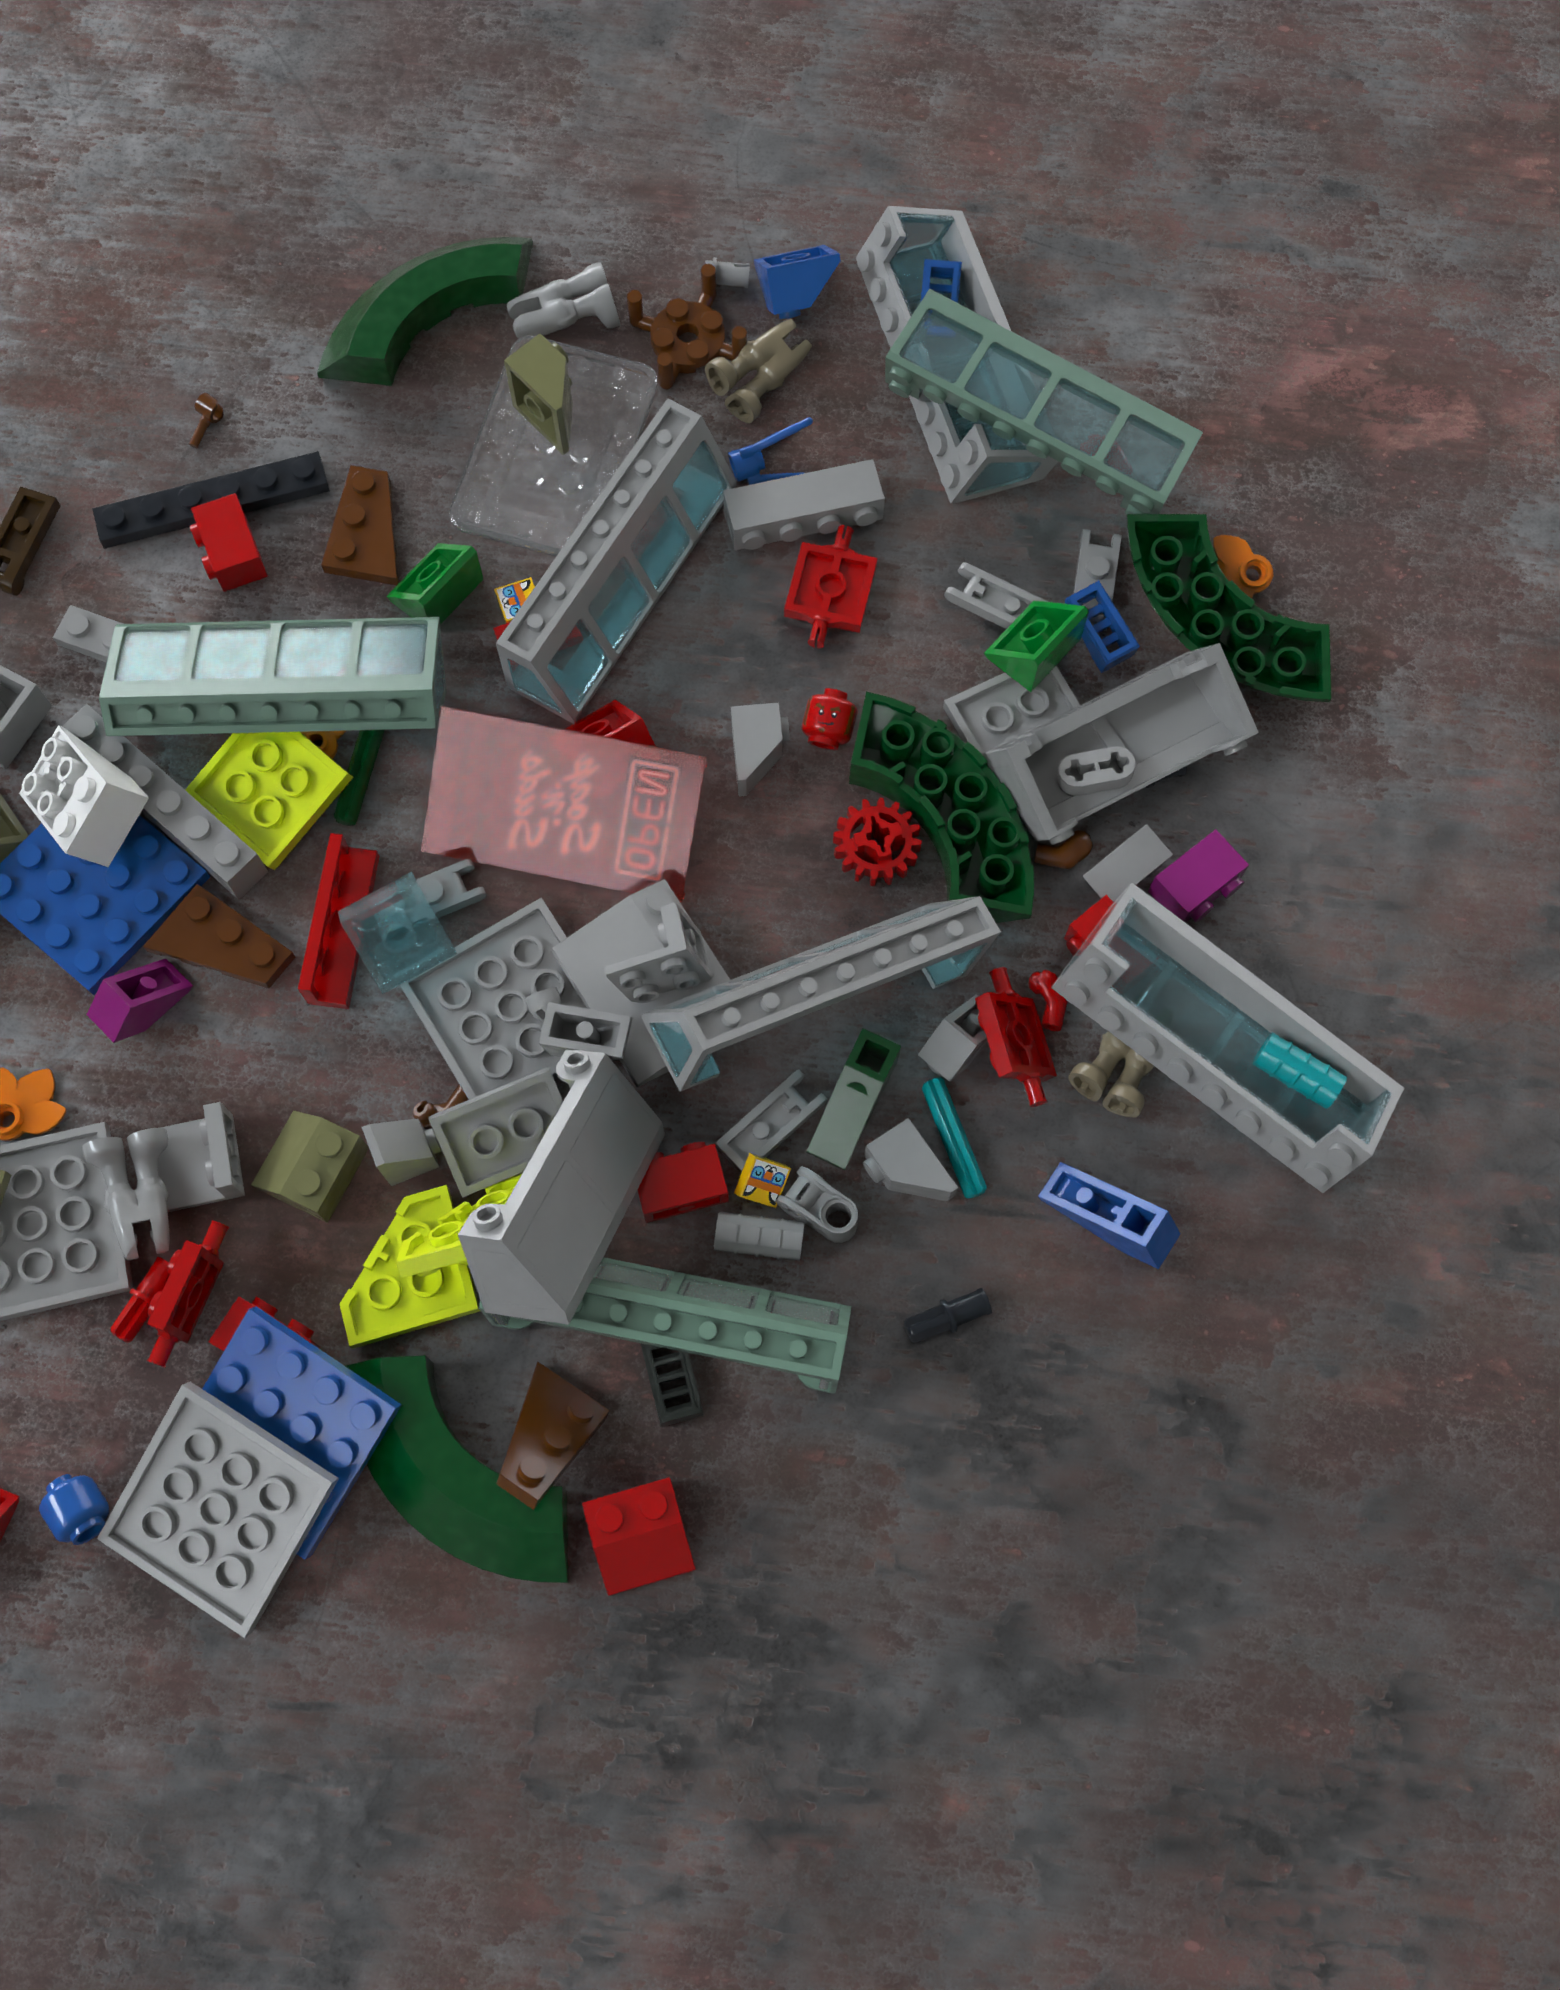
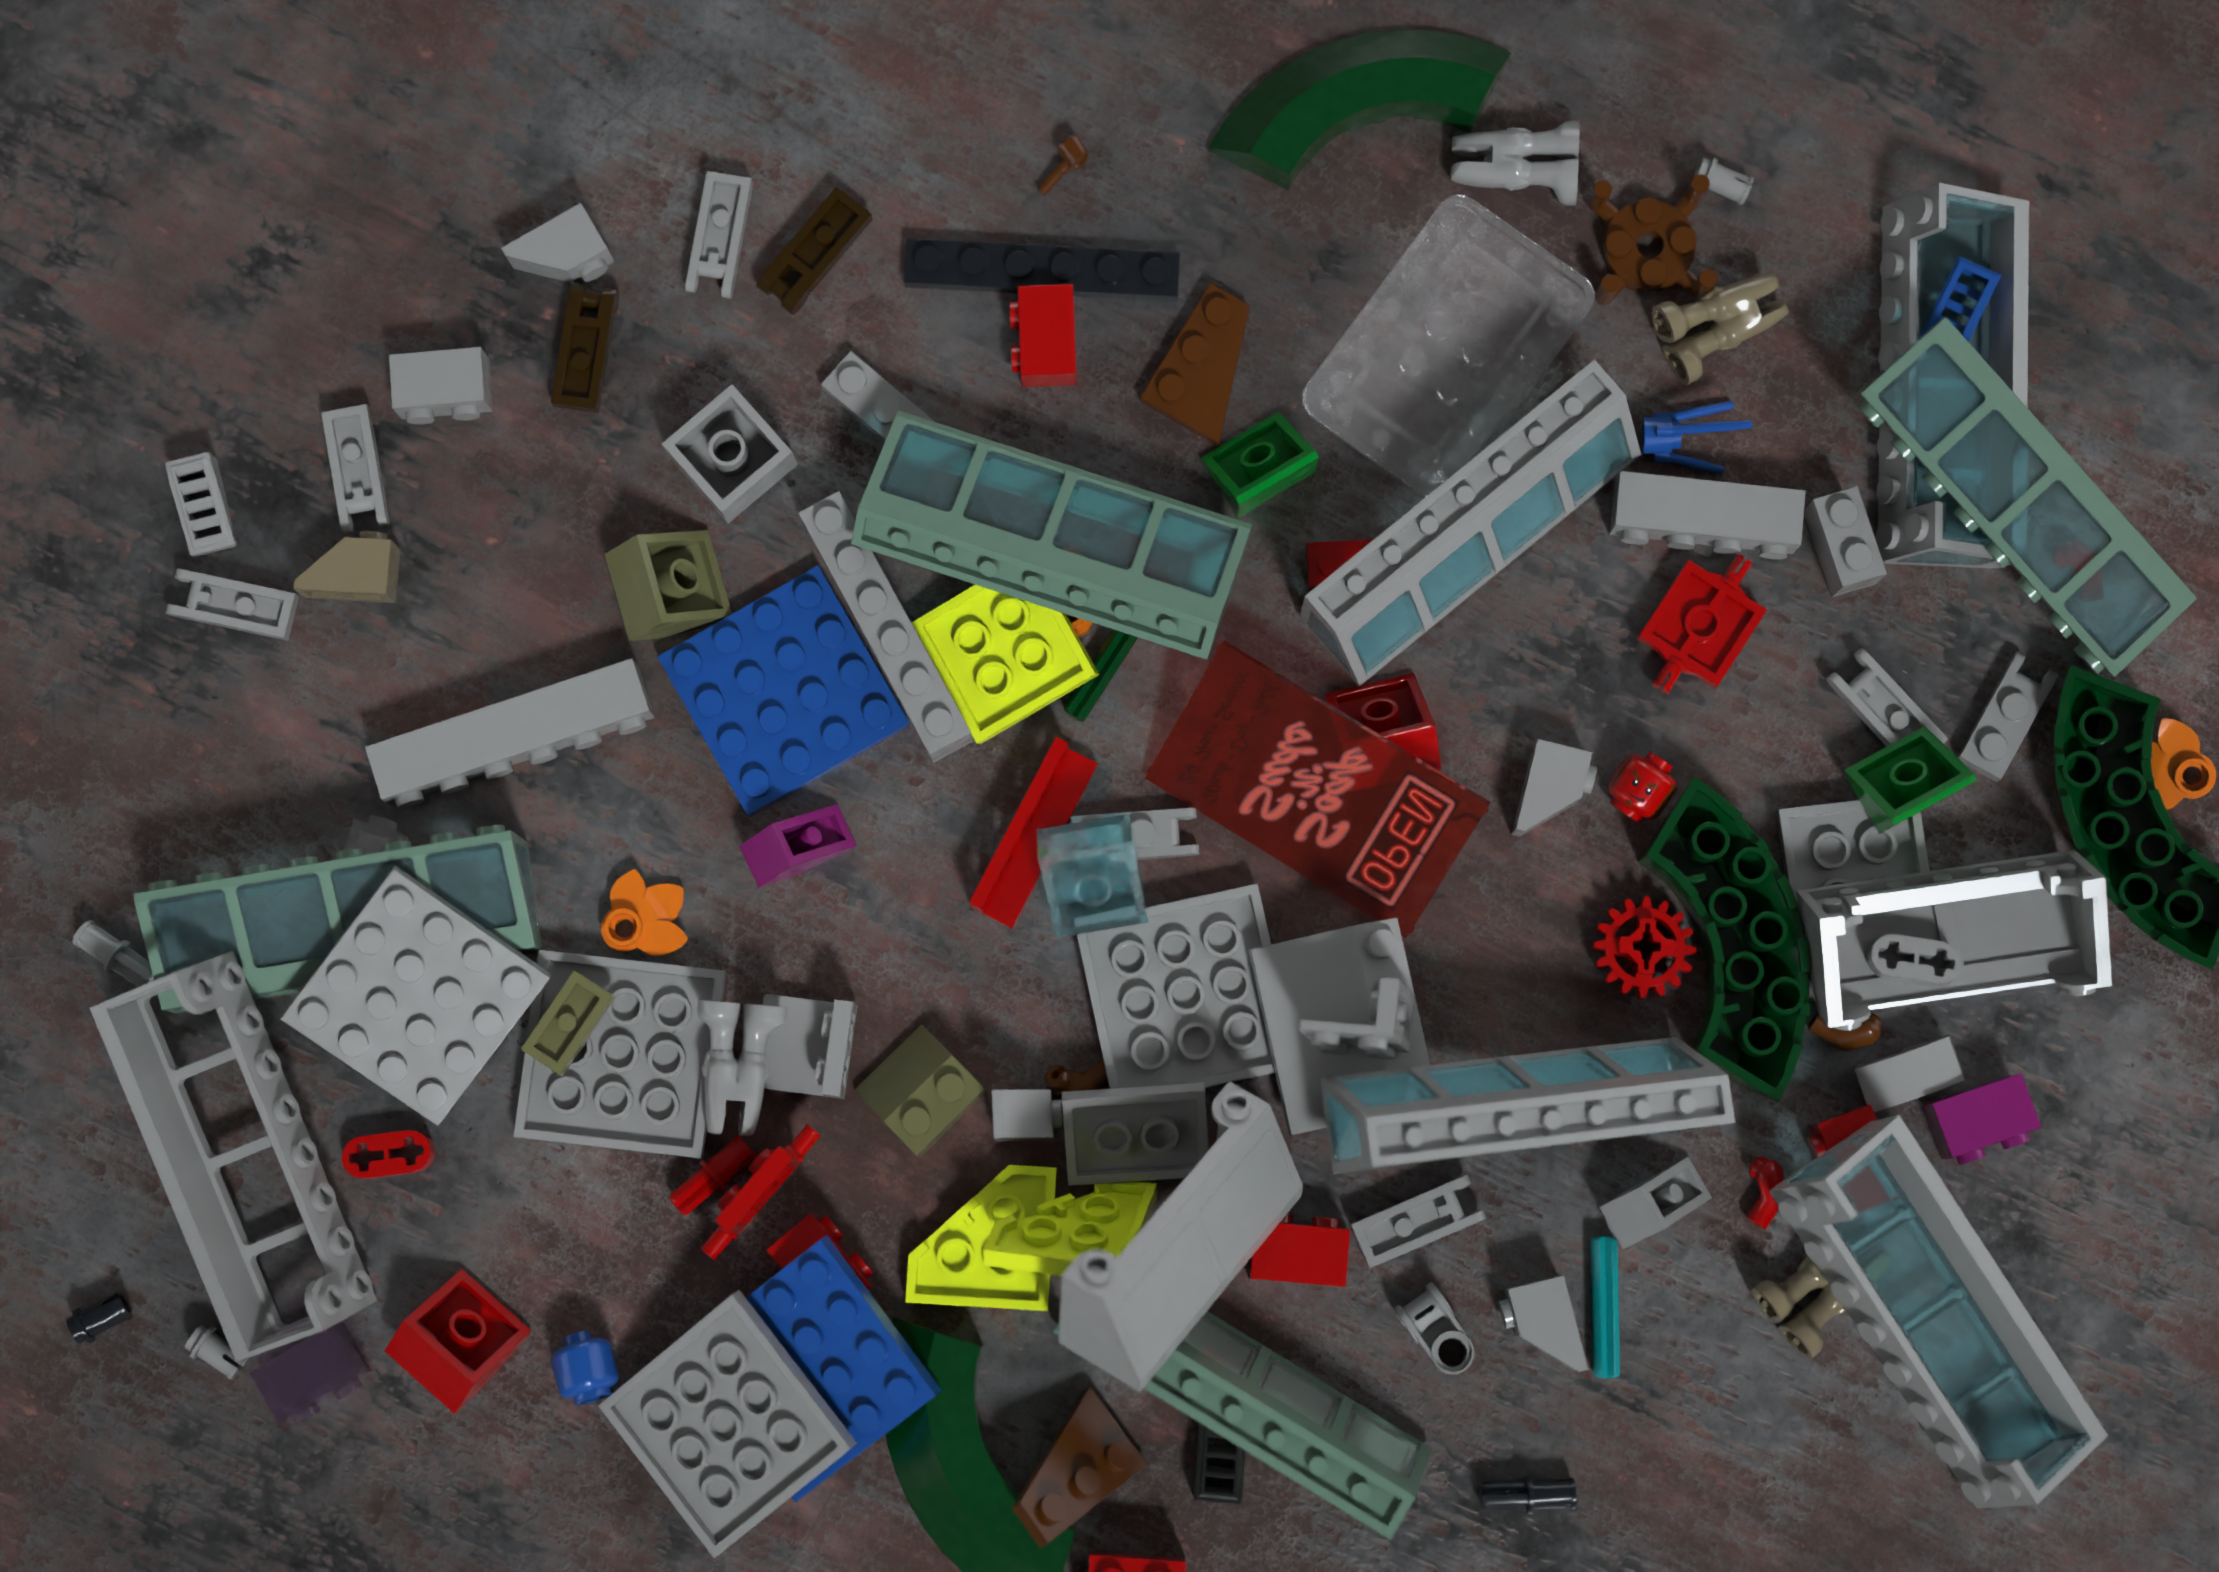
camera: 25 degrees right, 10 degrees up
(82, 798) = (804, 605): white slope -> none
(219, 938) = (900, 804): reddish brown wing -> none
(513, 596) = (1346, 517): tile -> none
(538, 1002) = (1222, 1011): light grey hinge -> none
(542, 389) = (1456, 287): olive slope -> none
(584, 1030) = (1256, 1068): light grey slope -> none
(759, 1236) = (1362, 1339): light grey axle -> none
(762, 1180) = (1386, 1282): tile -> none
(795, 278) = (1802, 215): blue slope -> none
(854, 1098) = (1514, 1231): slope -> none
(918, 490) = (1844, 542): none -> light grey brick
(1015, 1037) = (1711, 1228): red plate -> none
(1112, 1214) = (1739, 1451): blue slope -> none
(1120, 632) = (2009, 796): blue slope -> none
(1299, 1070) = (2001, 1377): teal axle -> none

